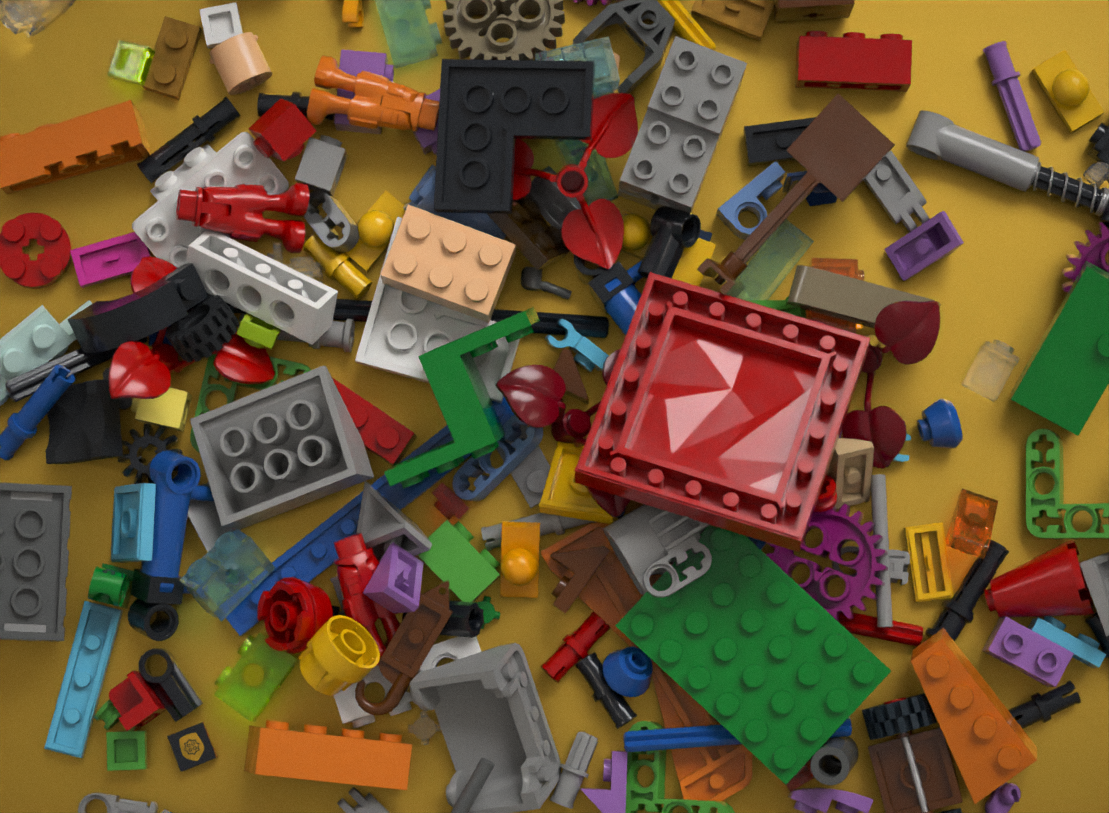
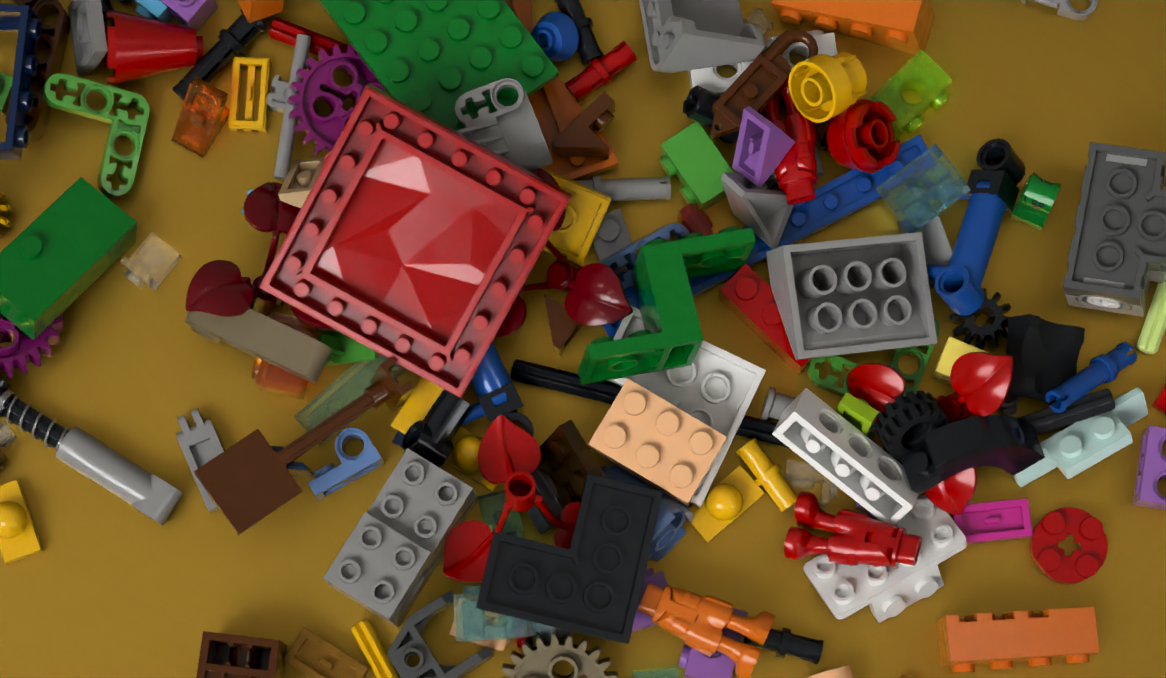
camera: 165 degrees left, 5 degrees down
(83, 679) = (1077, 120): medium azure tile -> none
(108, 714) = (1052, 86): bright green bush -> none
(126, 750) = (1043, 49): bright green plate -> none
(133, 523) = (1007, 253): medium azure tile -> none
(136, 702) = (1026, 85): red panel -> none
(172, 686) = (993, 101): black piece -> none
(192, 746) = (980, 44): black tile -> none
(193, 136) = (903, 625): black pin -> none
(281, 131) = (802, 611): red brick -> none
(322, 164) = (767, 577): light grey brick -> none
(335, 216) = (761, 521): dark grey beam -> none
(488, 611) = (679, 120): green piece -> none
(520, 559) = (638, 159): light orange tile -> none
(532, 280) = (580, 423): dark grey hand -> none
(587, 353) = (537, 343): medium azure plate -> none
(770, 141) = (306, 521): black plate -> none
(853, 62) = (217, 586): red brick -> none
(924, 246) = (187, 388): medium lavender slope -> none
(940, 425) = (210, 216): blue cone -> none
(1012, 96) = (67, 526): medium lavender axle -> none

